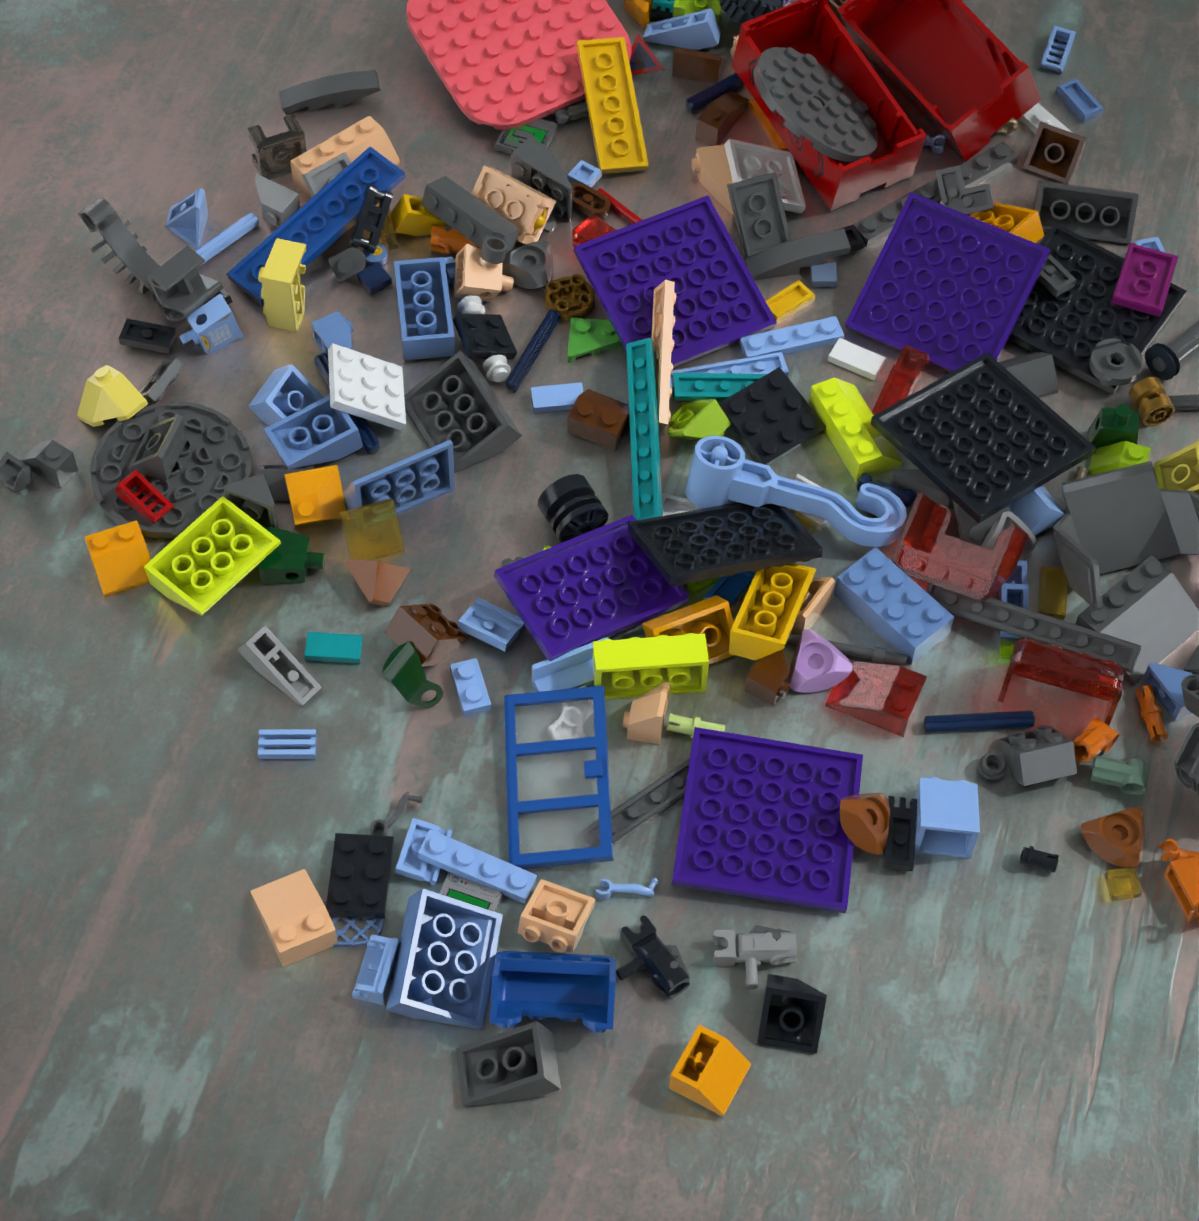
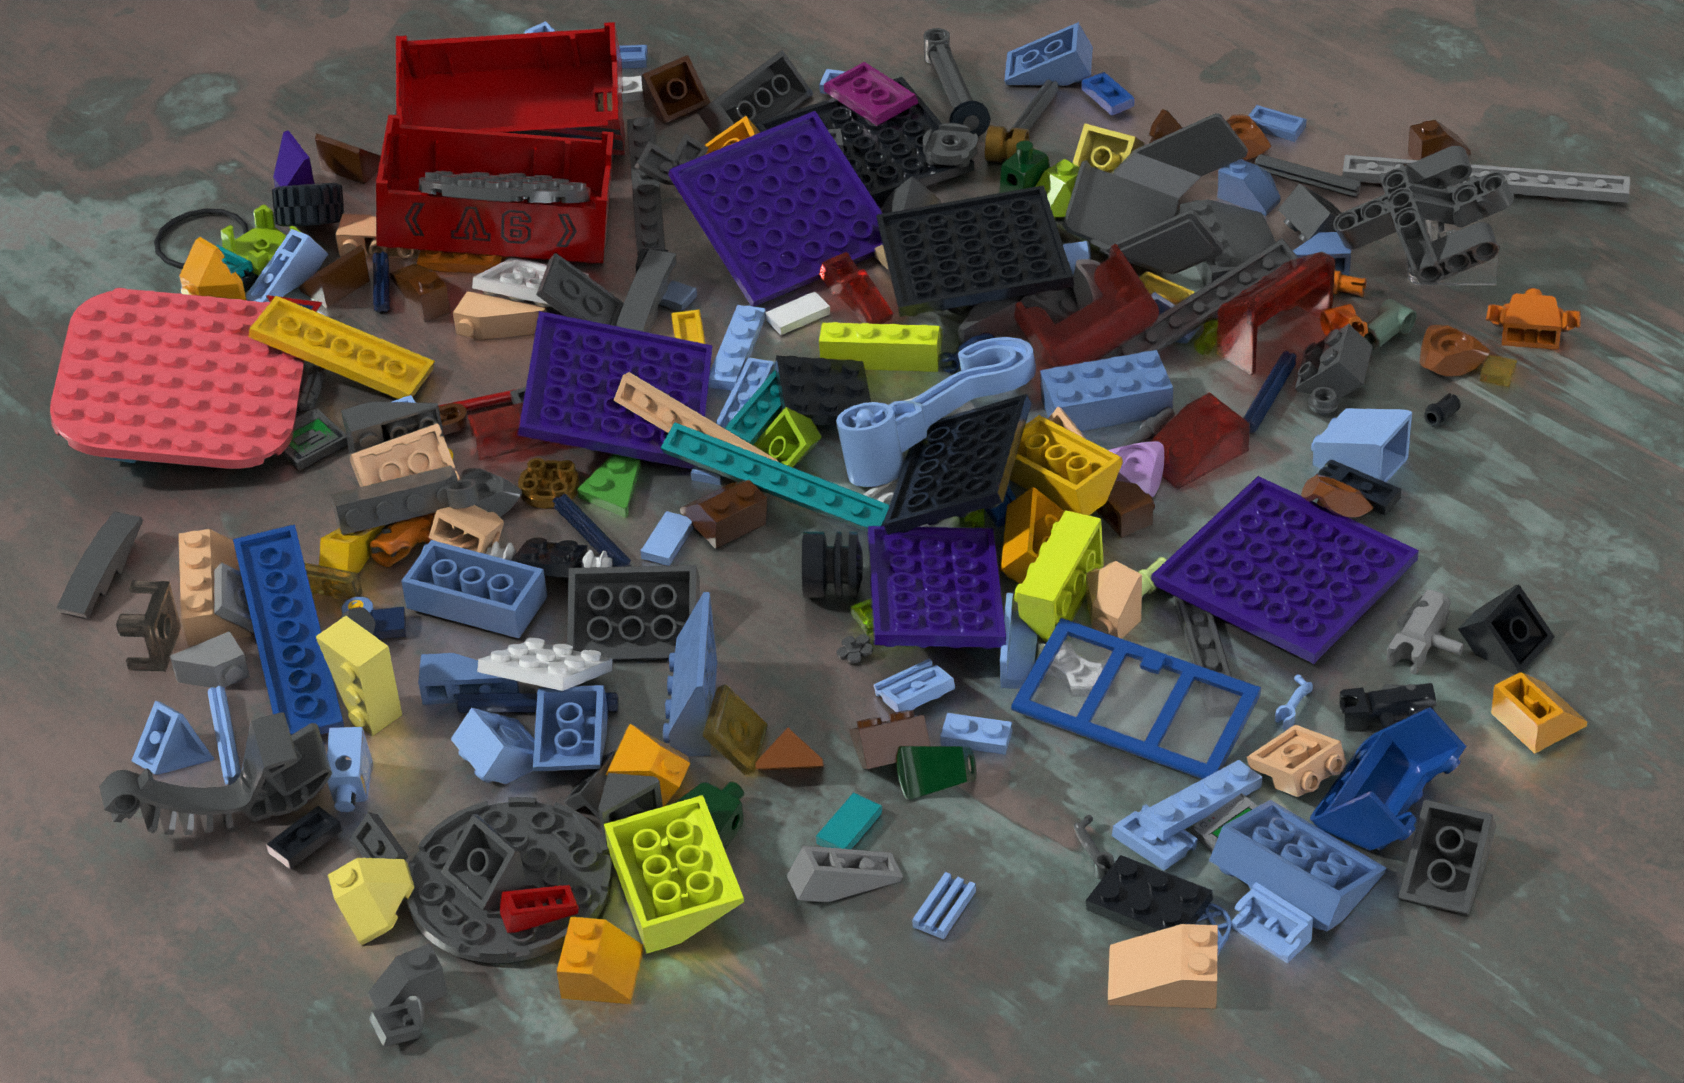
camera: 55 degrees left, 15 degrees down
(371, 218) = (327, 578): black plate -> none

